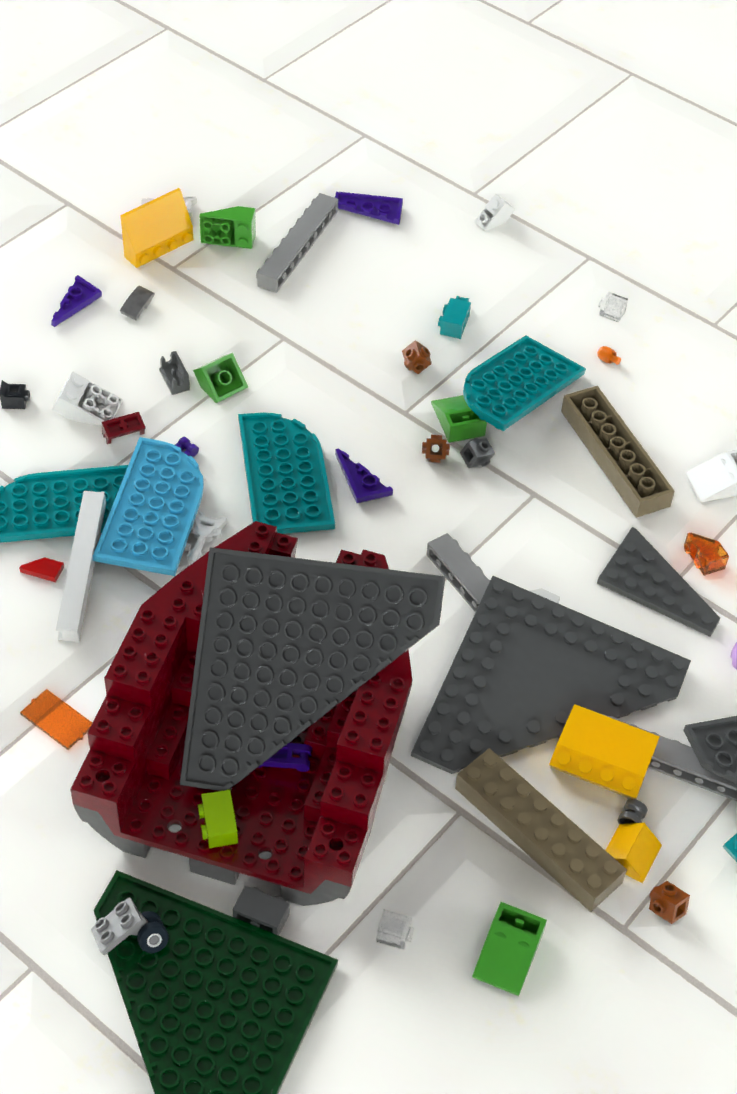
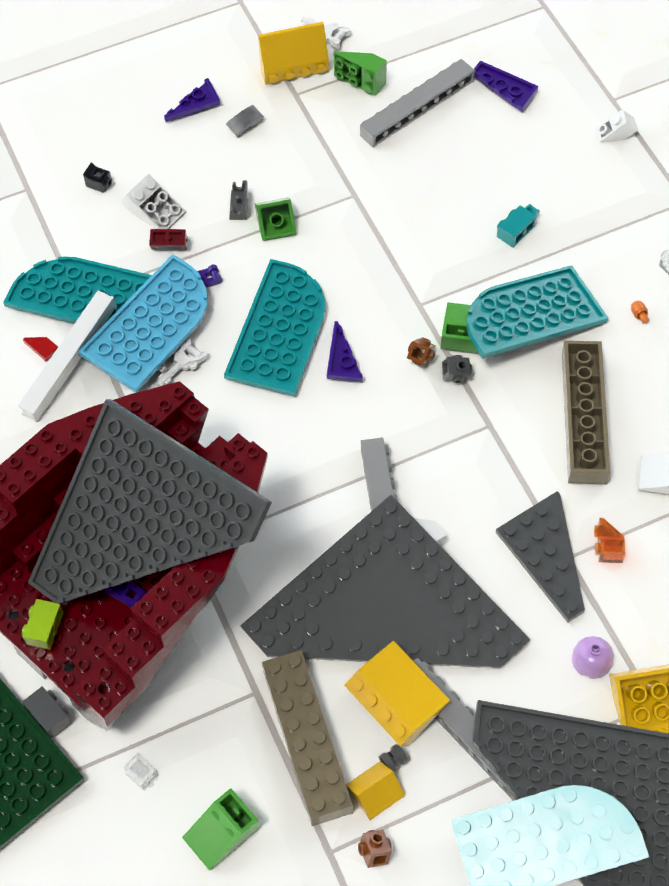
camera: 30 degrees right, 10 degrees up
(416, 357) = (456, 254): dark orange brick -> none

